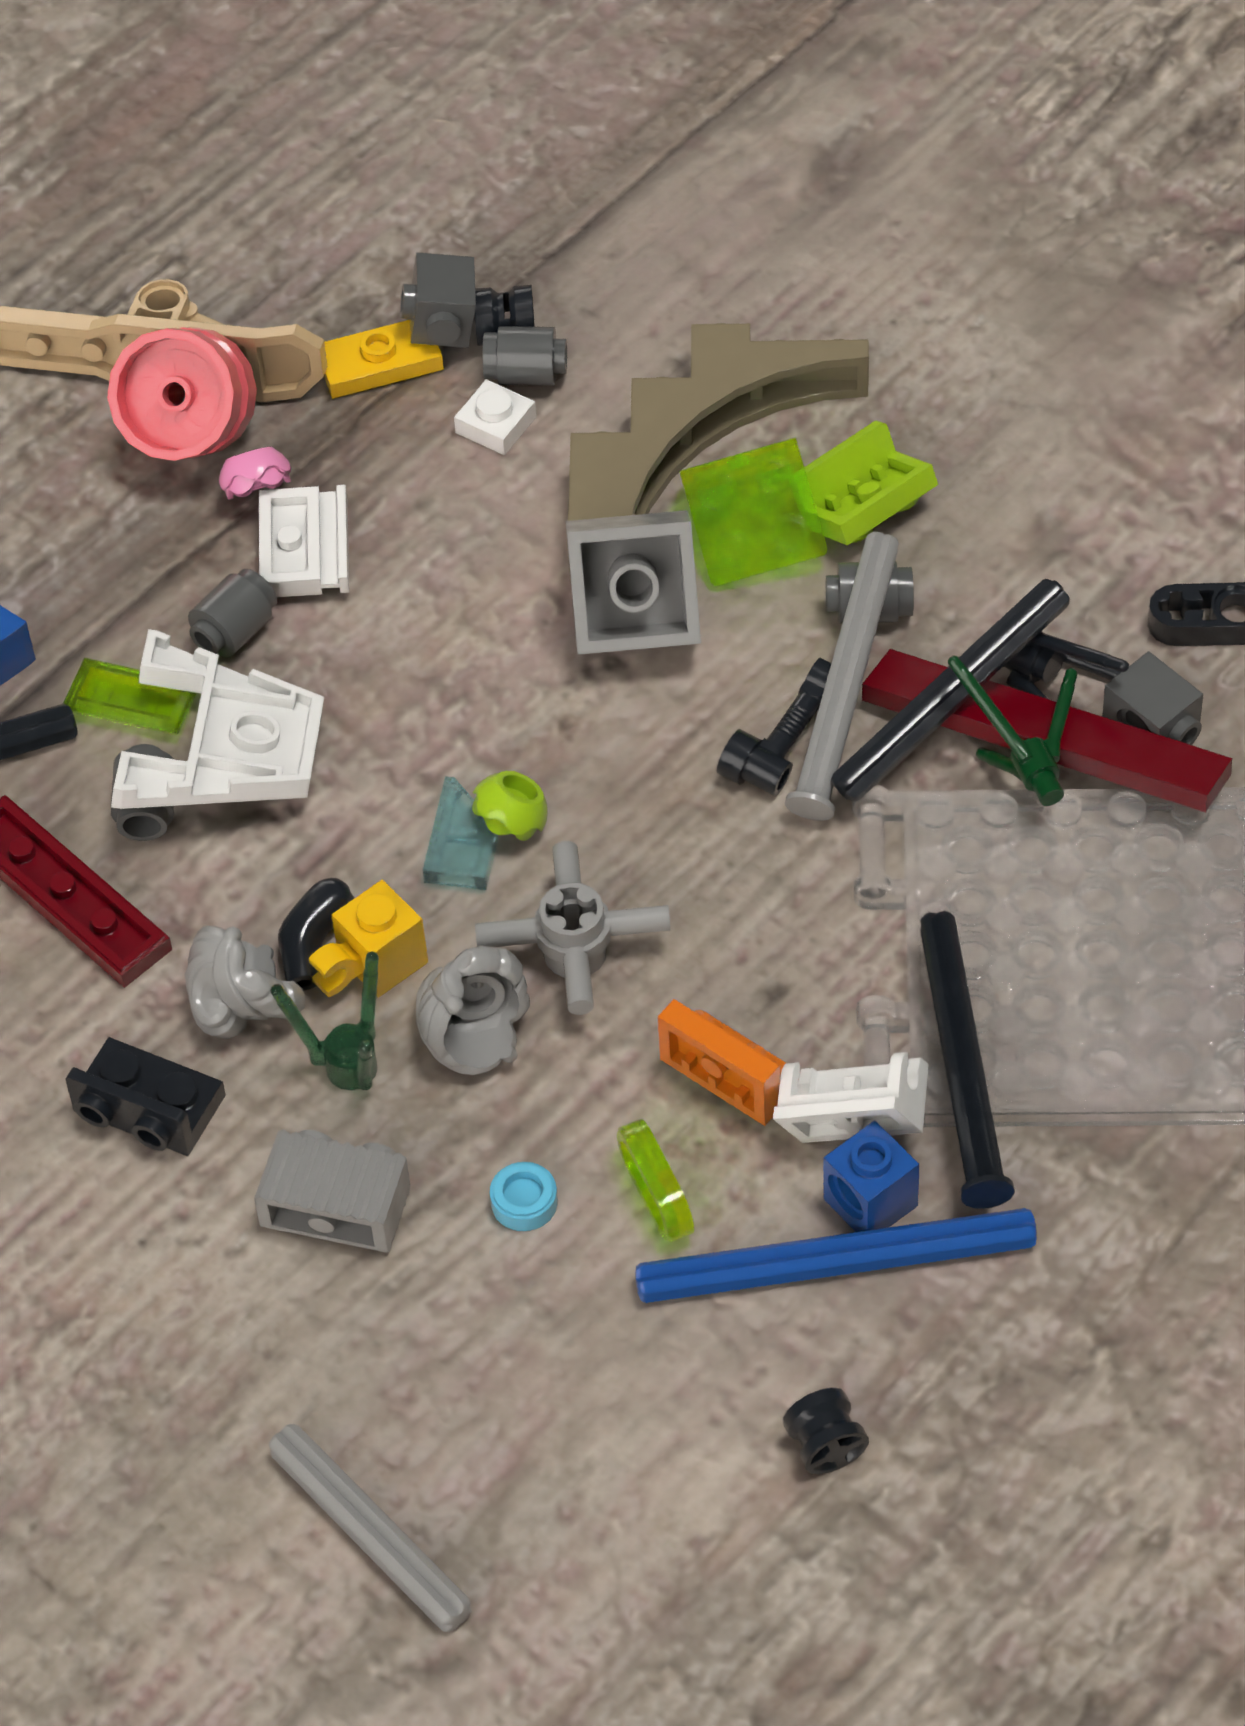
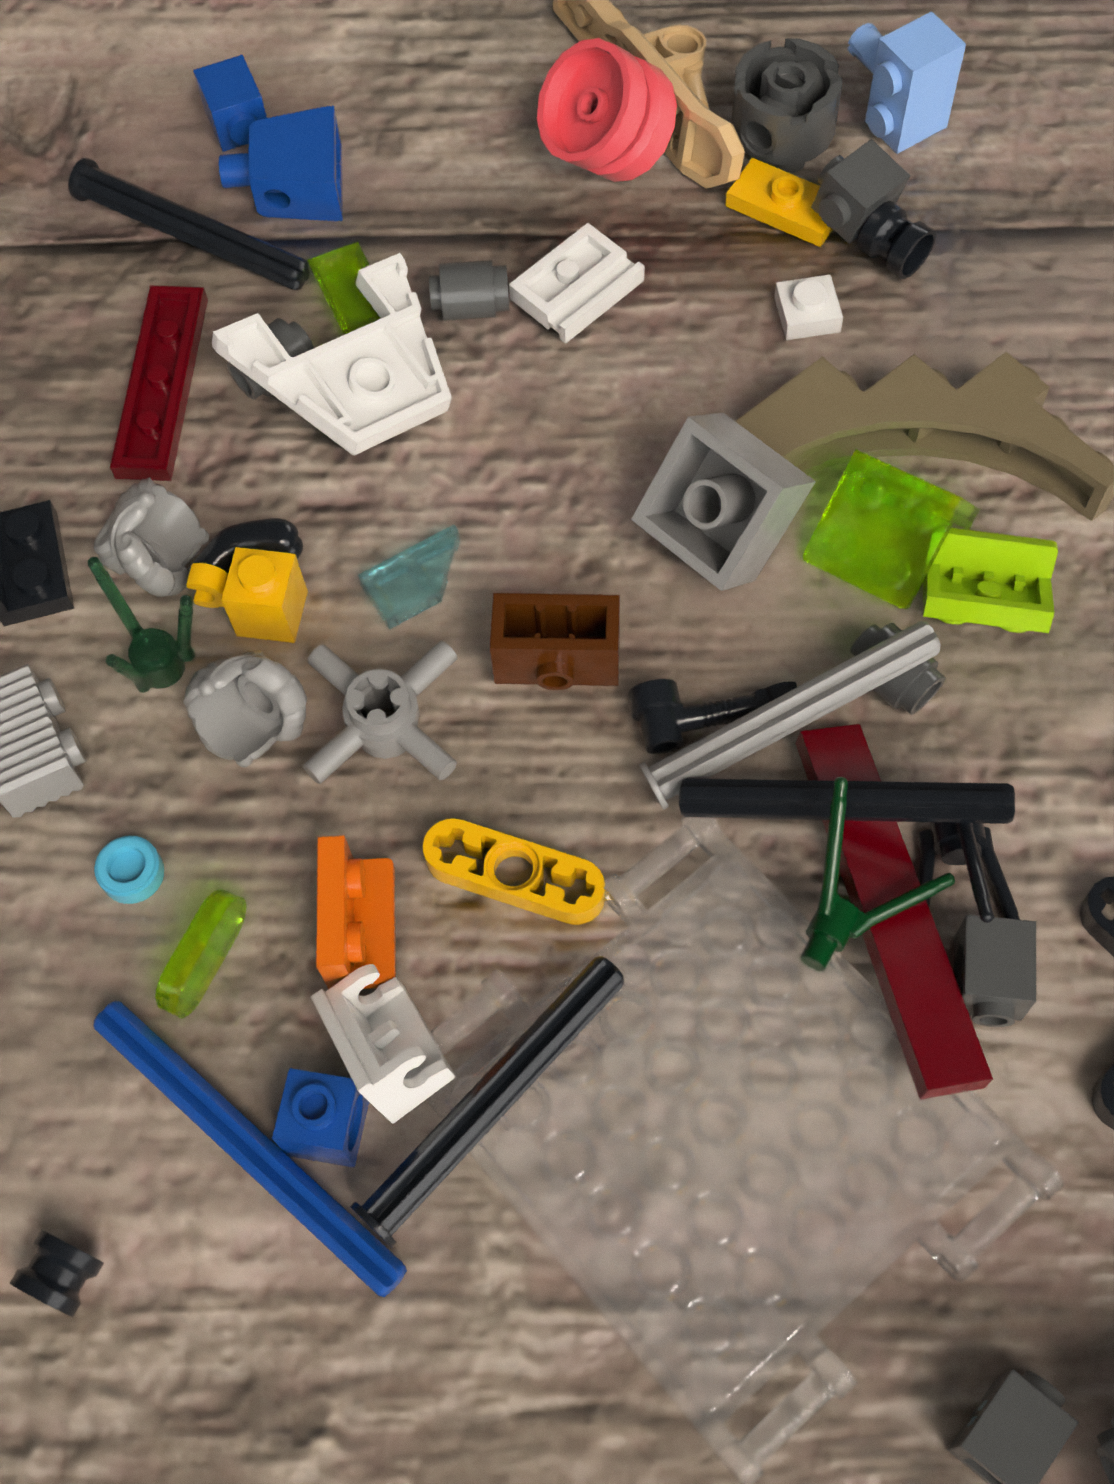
camera: 50 degrees right, 10 degrees up
(254, 471) = (600, 207): bright pink plate -> none
(299, 276) = (786, 102): none -> dark grey brick
(376, 190) = (911, 79): none -> light blue brick
(511, 804) = (449, 594): lime plate -> none
(524, 355) = (873, 278): dark grey brick -> none
(632, 772) = (555, 639): none -> reddish brown brick
(800, 918) = (464, 870): none -> yellow beam

